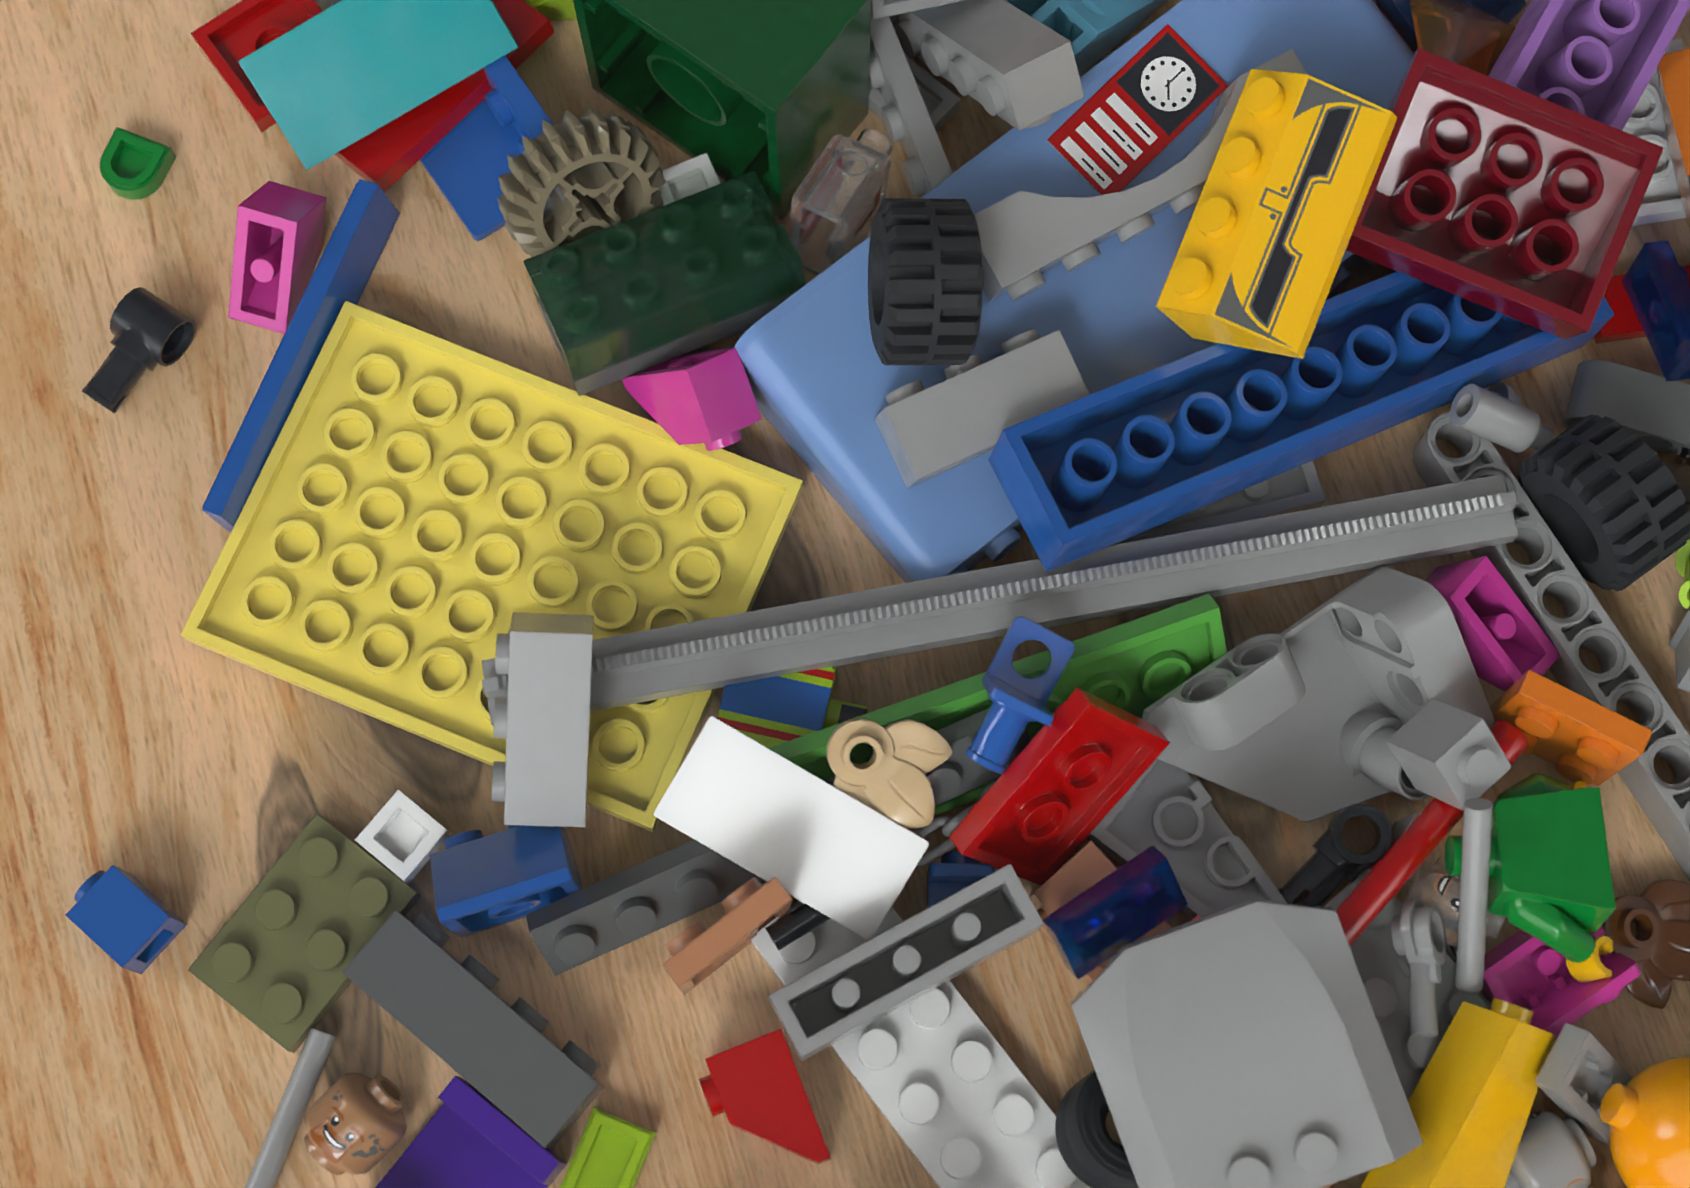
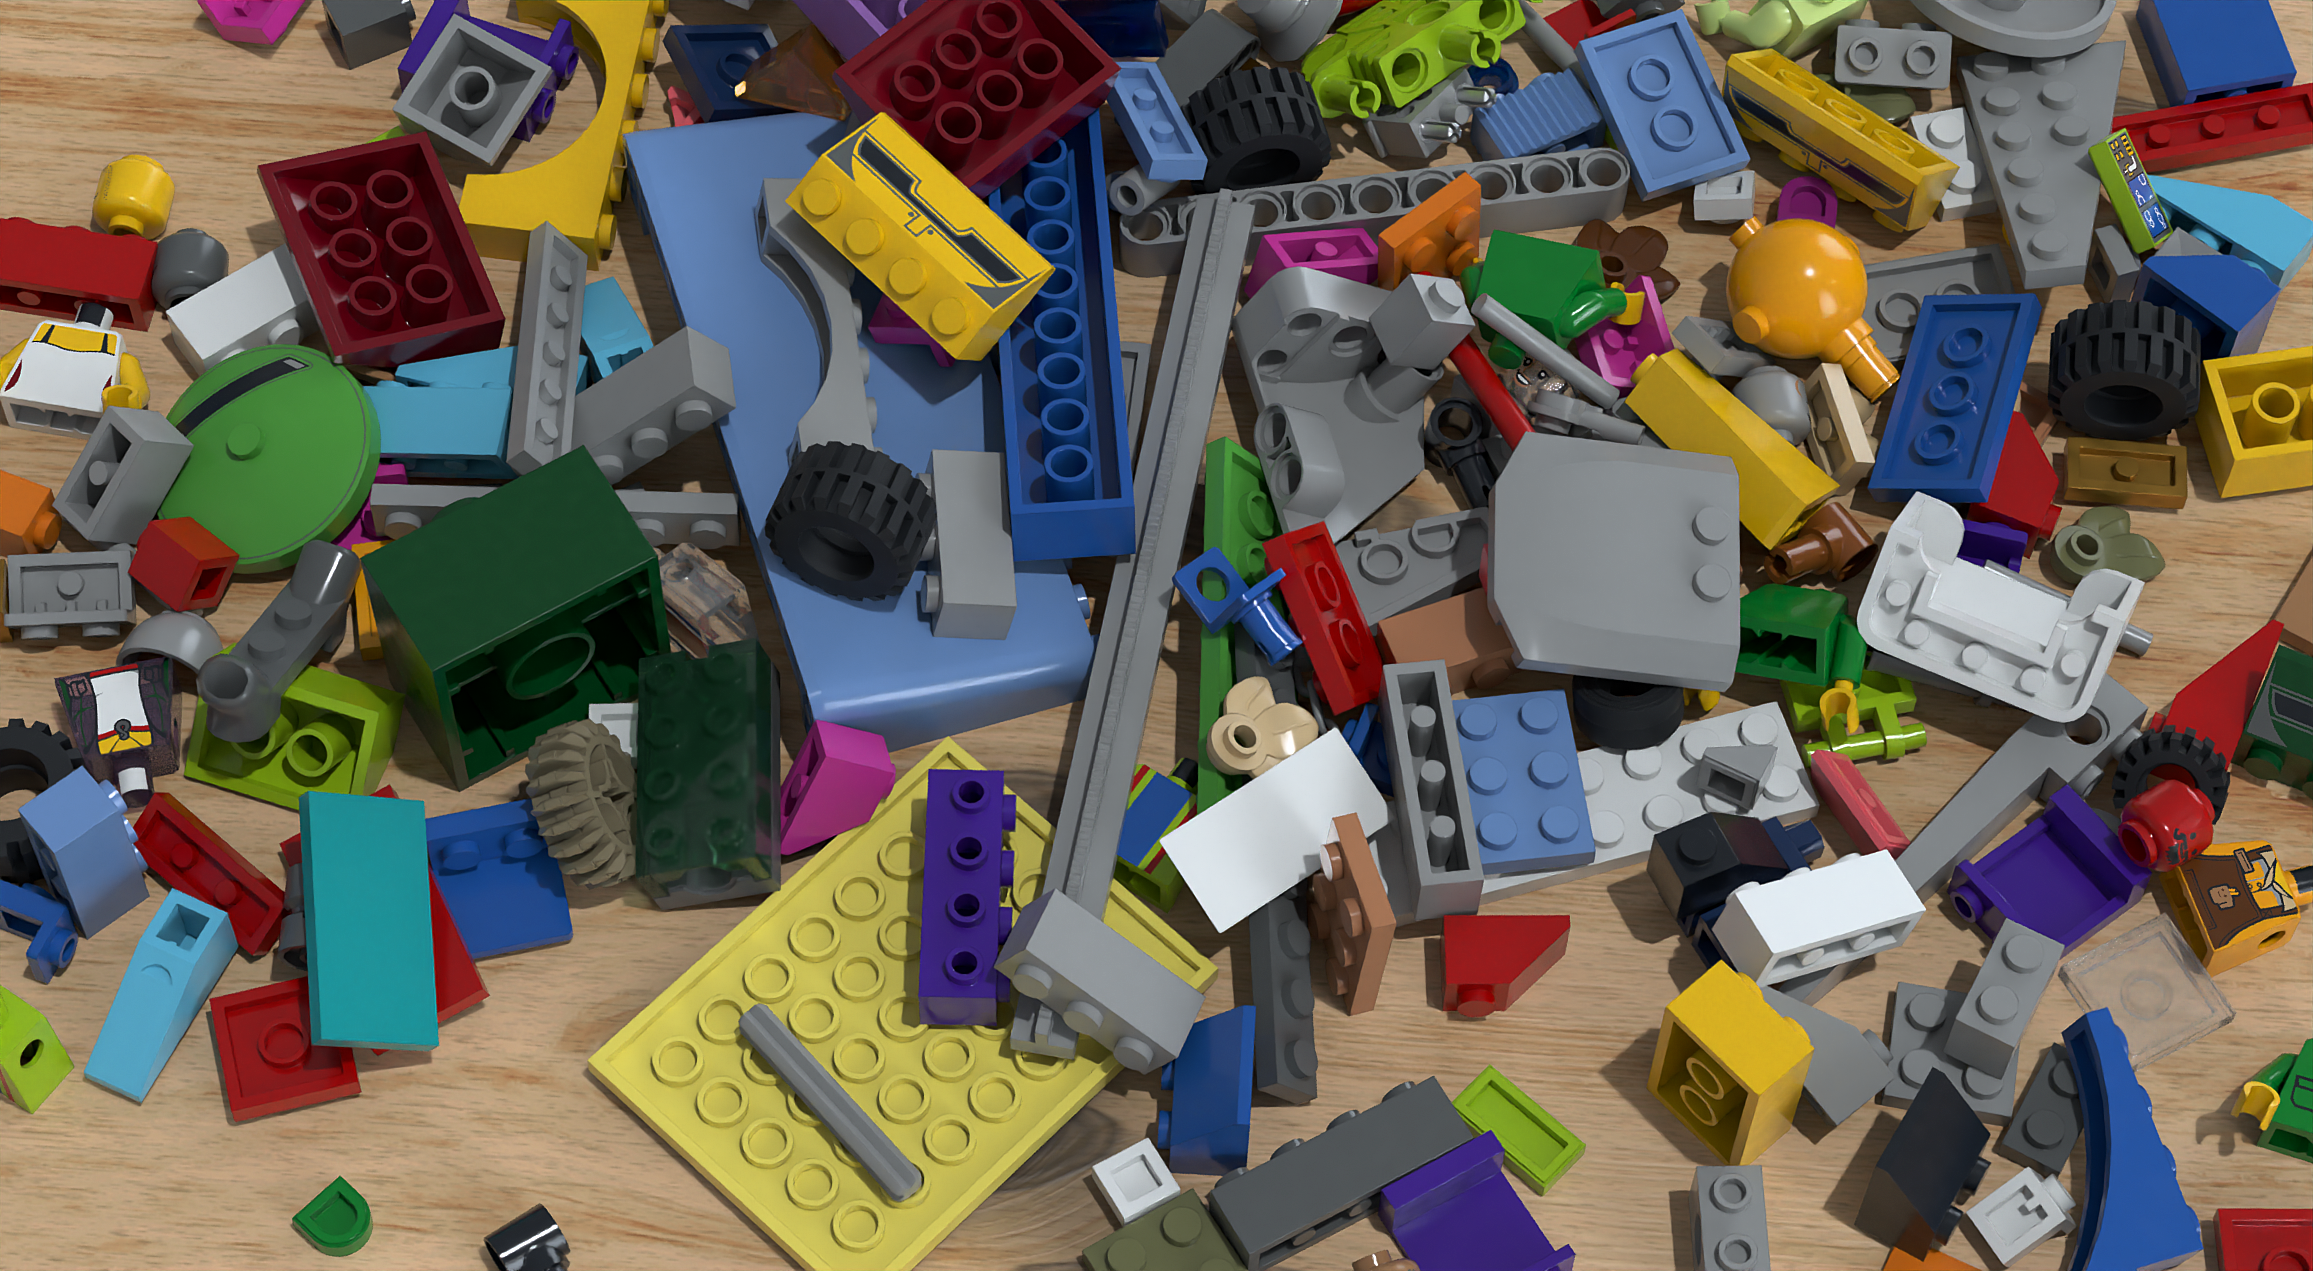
camera: 70 degrees left, 15 degrees down
(274, 254) = (508, 1109): dark pink slope -> none
(337, 278) = (626, 1119): blue tile -> none
(368, 526) = (830, 1102): none -> light grey axle
(624, 555) = (963, 897): none -> dark purple brick
(969, 1049) = (1524, 781): none -> medium blue plate
(1115, 911) = (1451, 614): clear blue plate -> none
(1137, 112) = (752, 322): sticker -> none
(1565, 394) = (1155, 124): none -> medium blue plate

